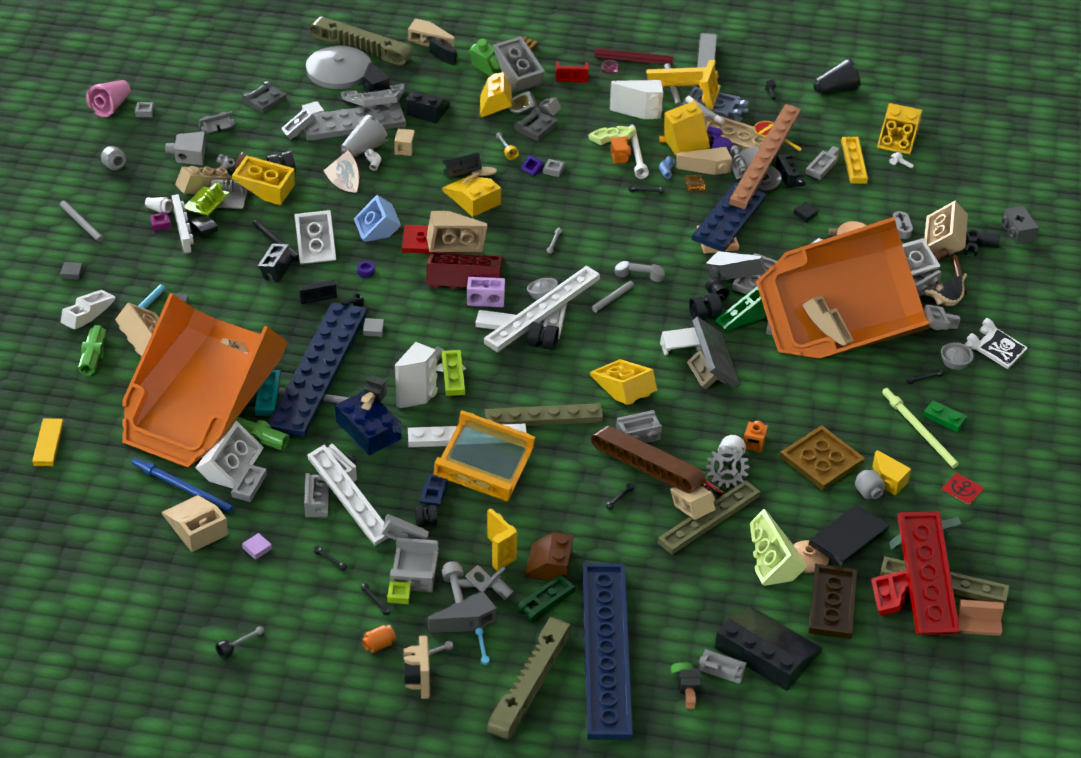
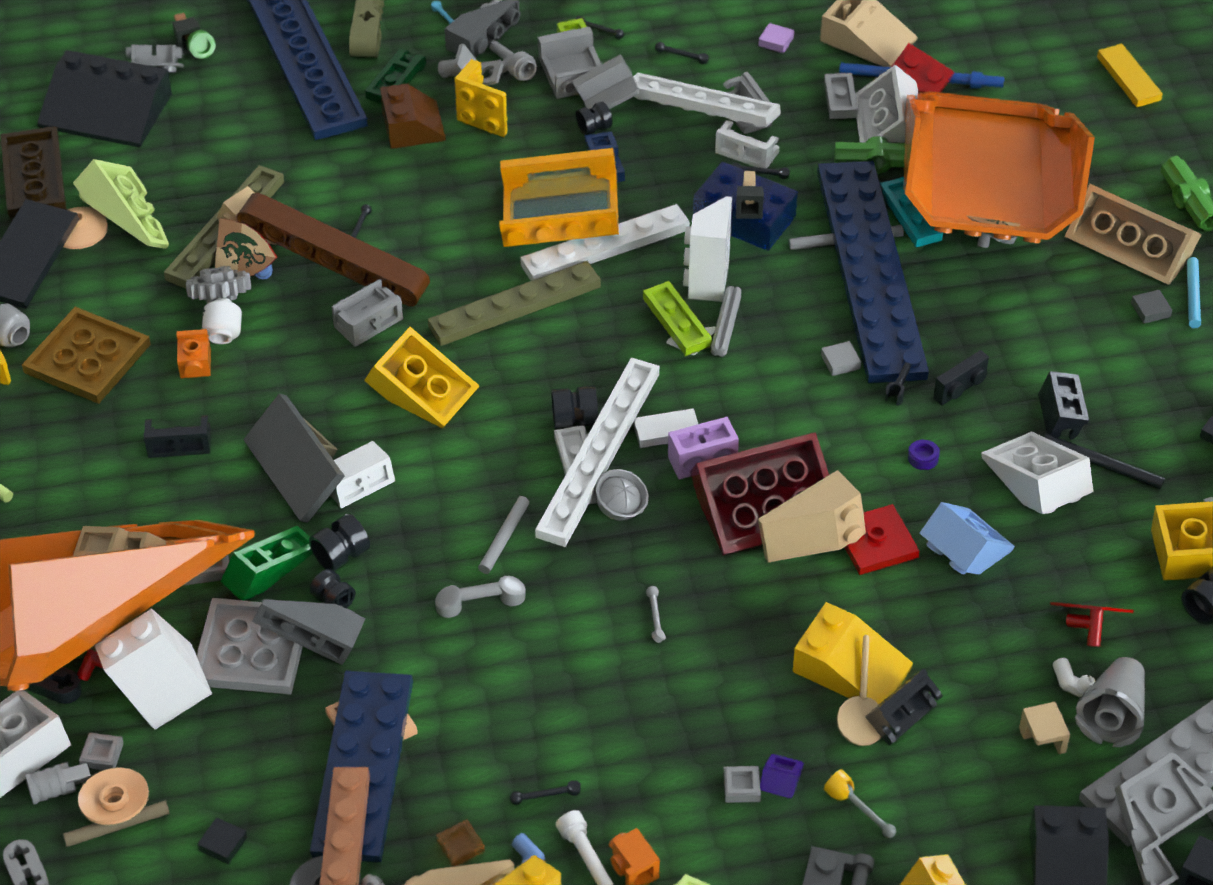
camera: 160 degrees right, 5 degrees up
(188, 479) = (924, 69): none -> red wing
(778, 392) = (178, 440): none -> black hinge

